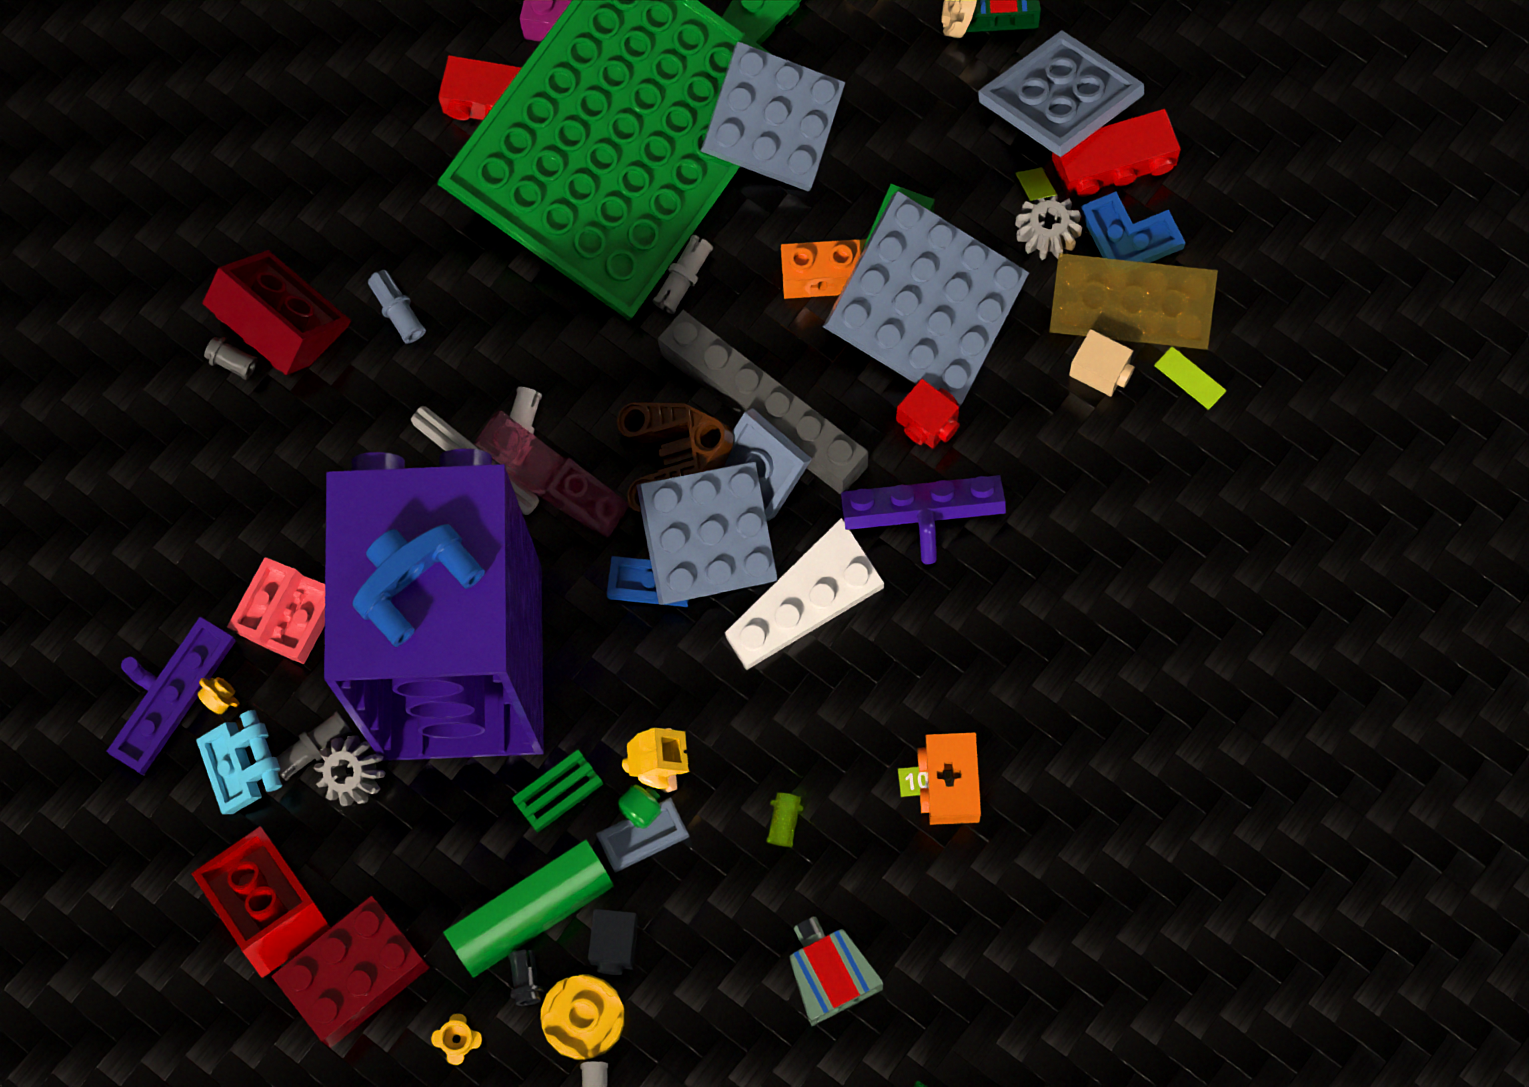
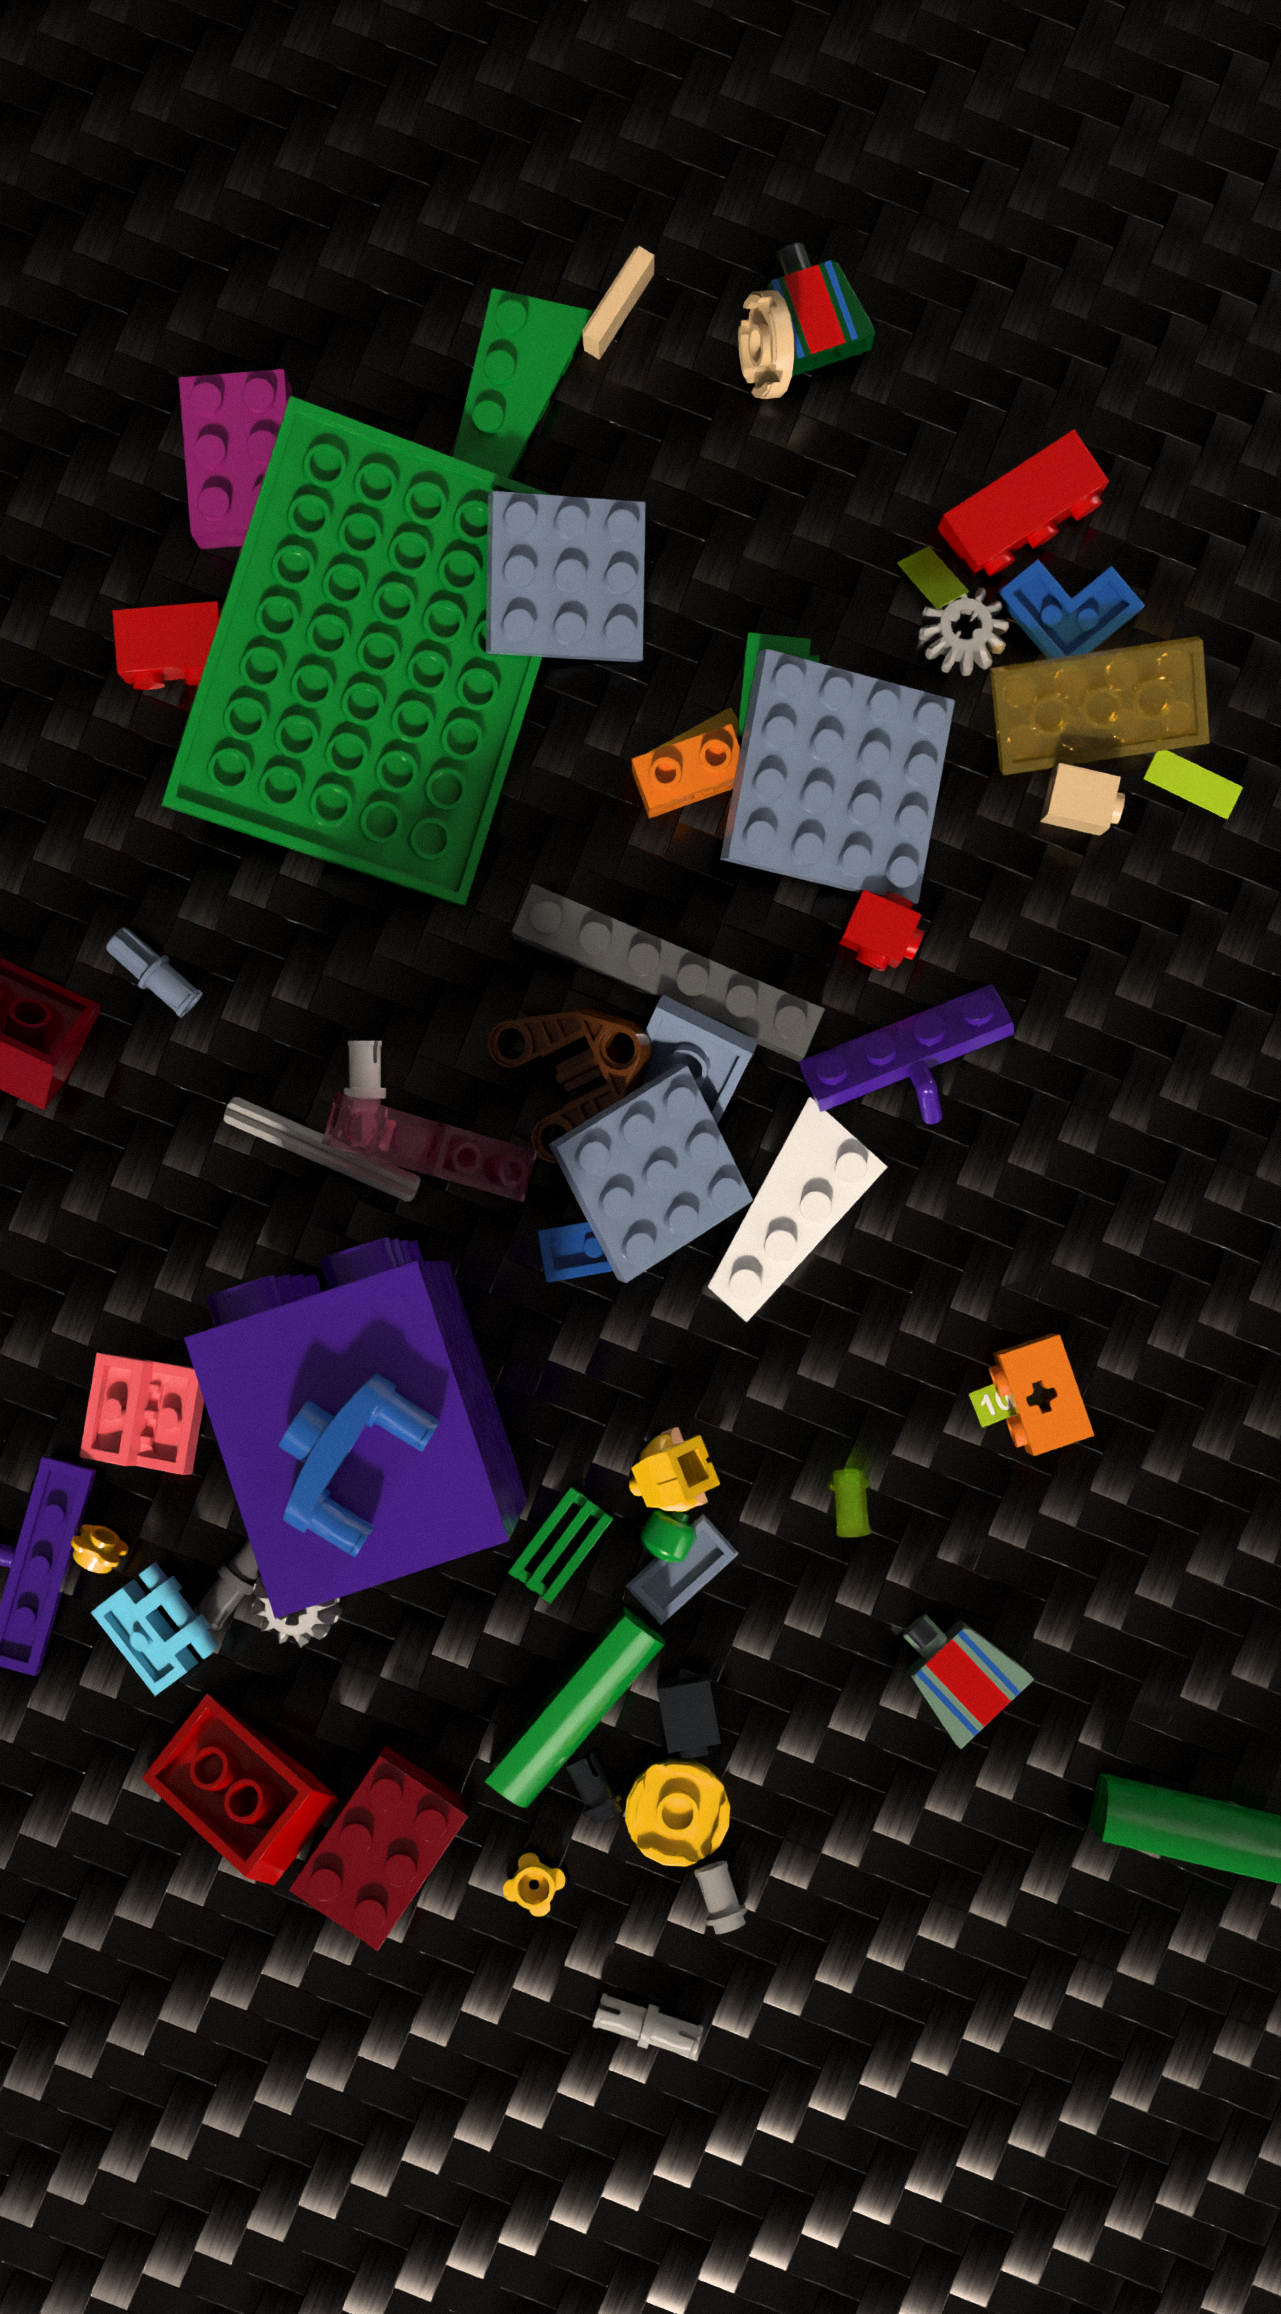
camera: 25 degrees left, 15 degrees up
(682, 274) = (511, 825): light grey pin -> none
(1061, 93) = (934, 443): sand blue plate -> none

